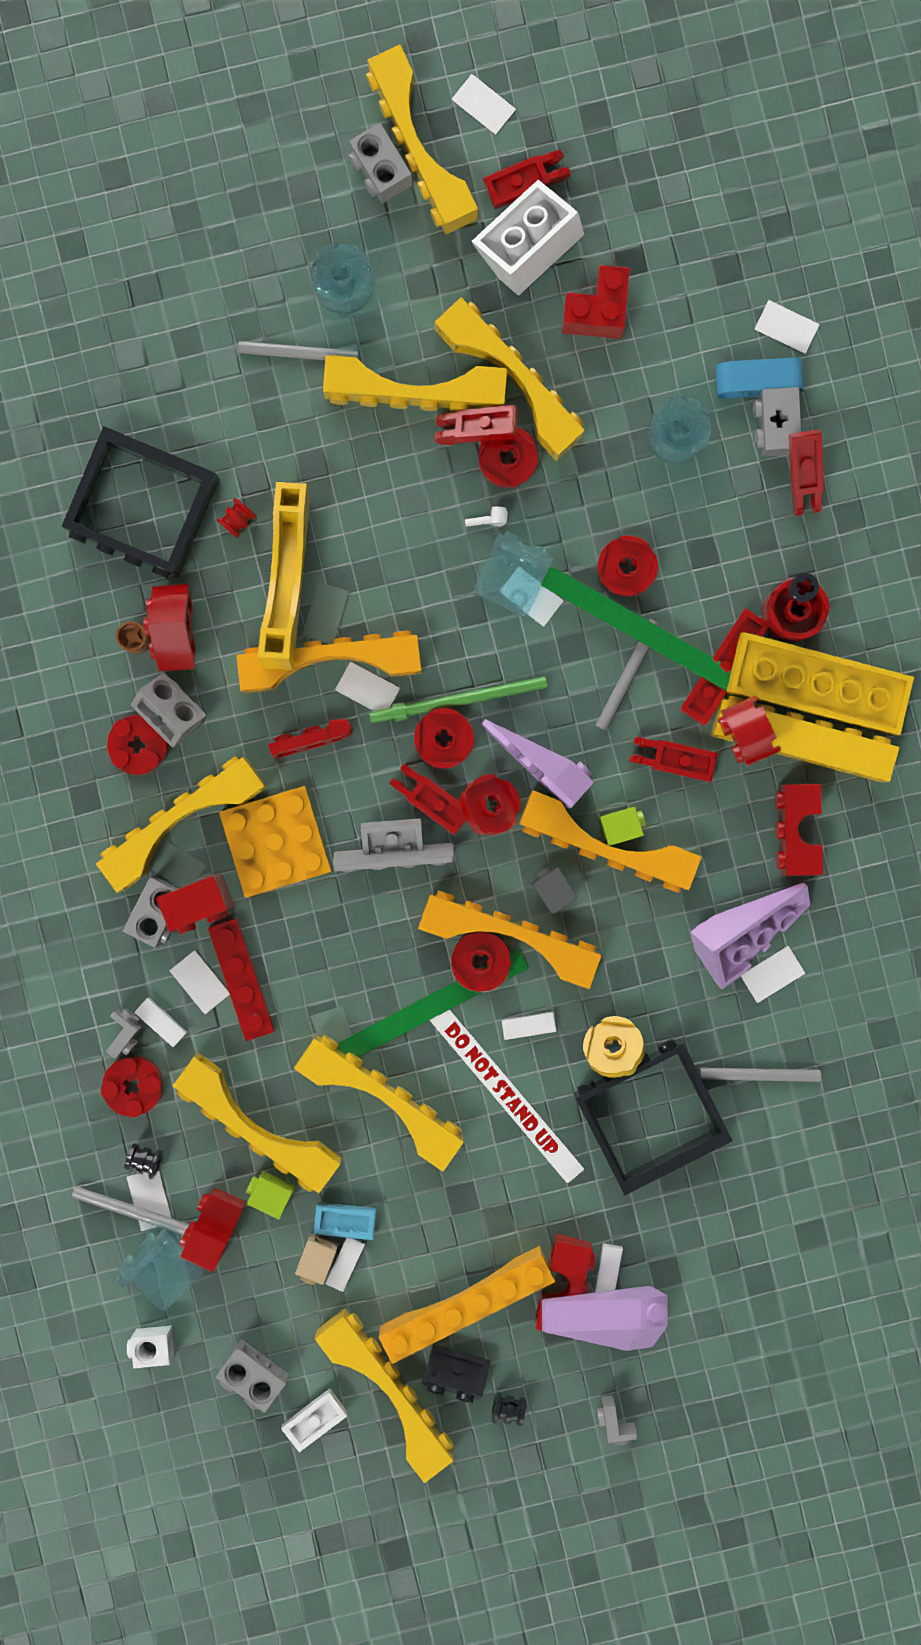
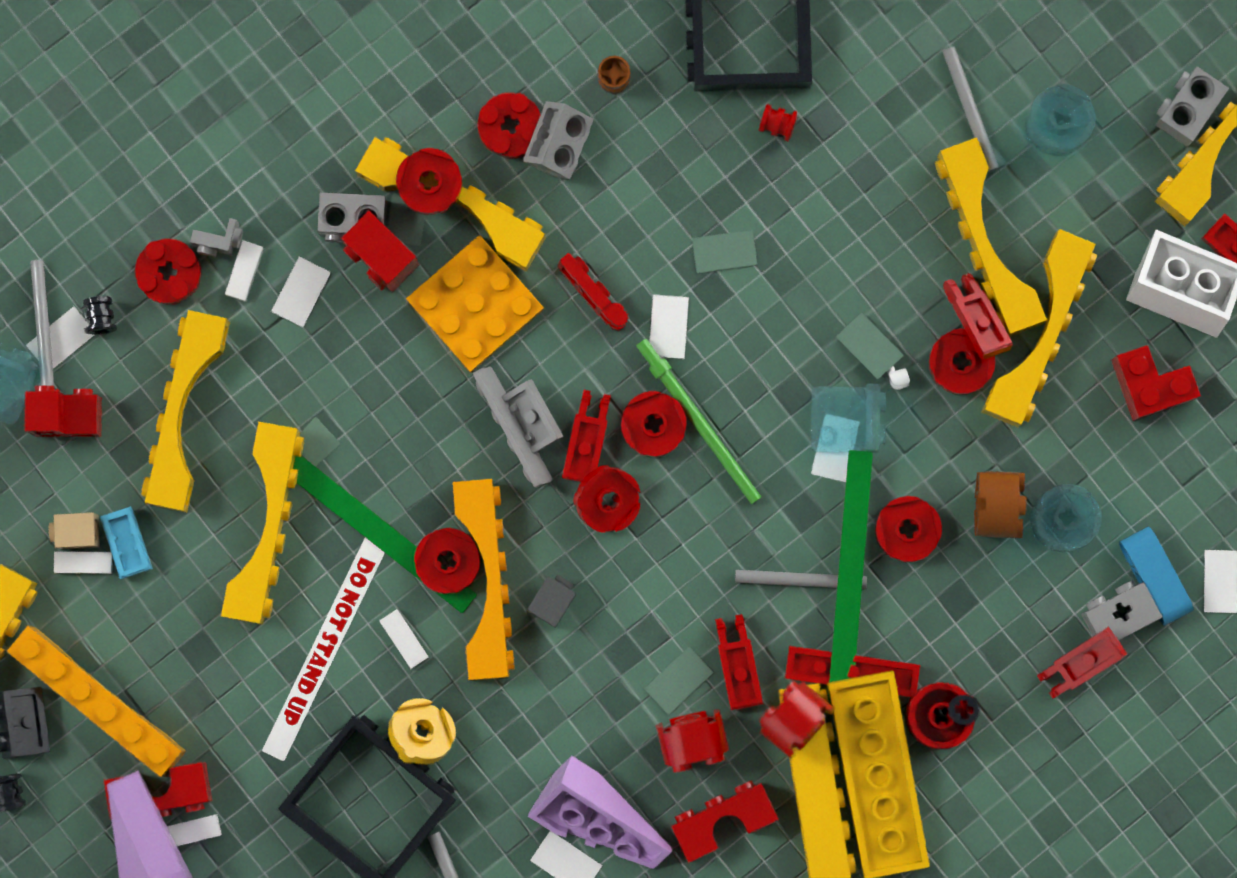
camera: 65 degrees right, 5 degrees down
(136, 834) = (419, 165): none -> red plate
(171, 627) = (639, 106): red brick -> none
(241, 979) = (322, 331): red plate -> none
(269, 1194) = (120, 455): lime brick -> none
(288, 554) = (713, 205): yellow arch -> none
(392, 655) = (641, 219): light orange arch -> none
(459, 528) = (869, 345): none -> sand green sticker
(556, 773) = (670, 547): lavender wedge -> none
(622, 825) = (647, 640): lime brick -> none
(643, 479) = (999, 504): none -> dark orange brick
(665, 814) = (678, 680): none -> sand green sticker
(668, 863) = (622, 564): light orange arch -> none
(723, 825) = (693, 739): none -> red brick

